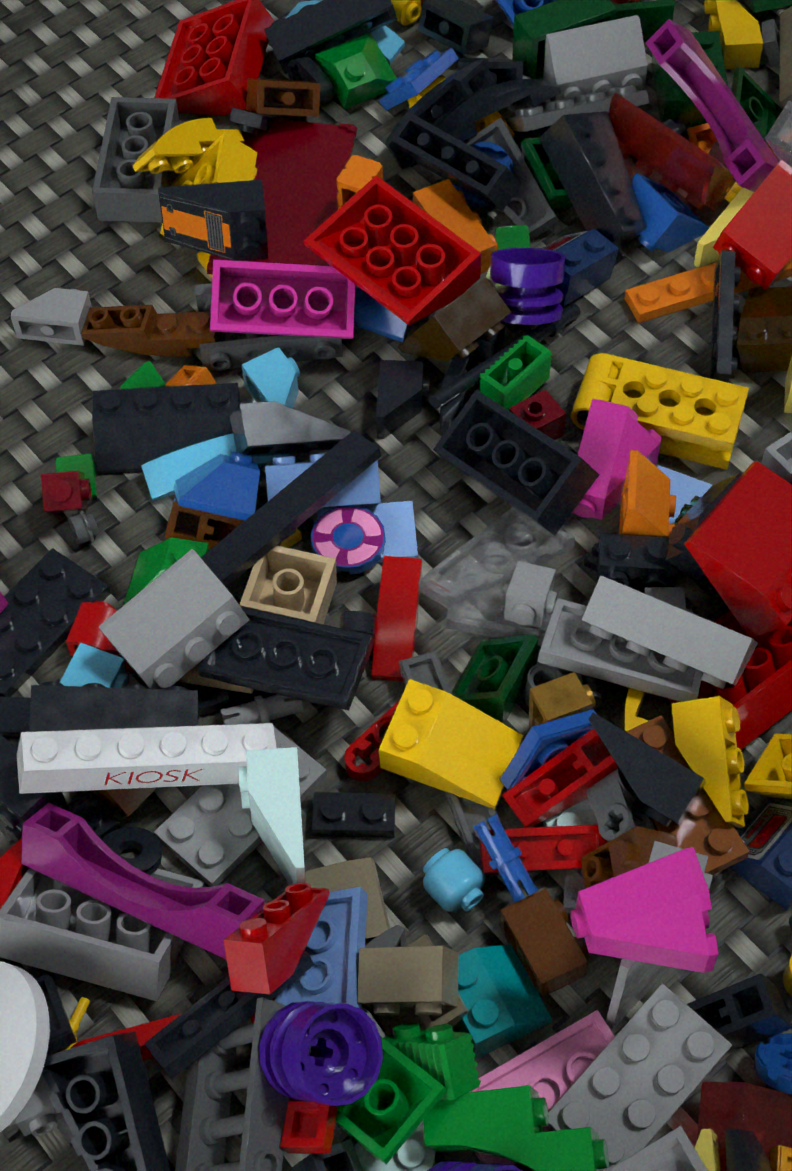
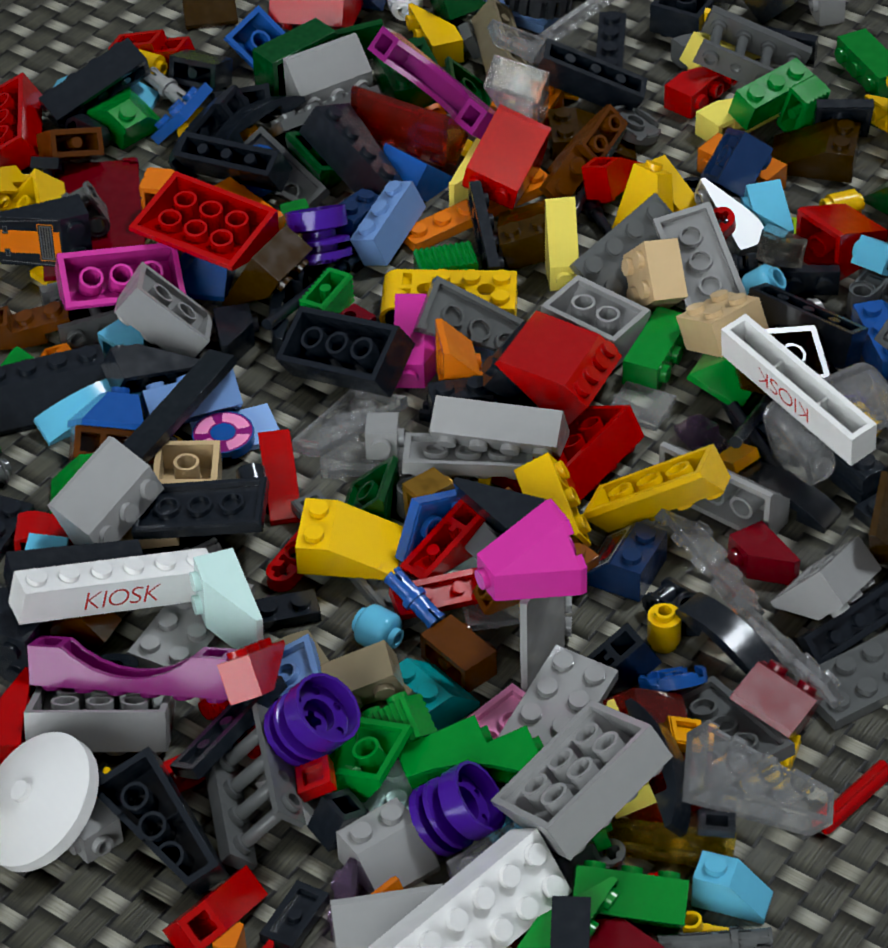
camera: 15 degrees left, 15 degrees down
(280, 194) = (96, 208): none -> dark grey piece
(320, 361) = (163, 313): none -> light grey slope
(413, 38) = (166, 87): none -> light grey pin
(613, 282) = (388, 223): none -> medium blue brick
(670, 348) = (446, 257): none -> green brick
(672, 446) = (469, 314): none -> dark grey wing

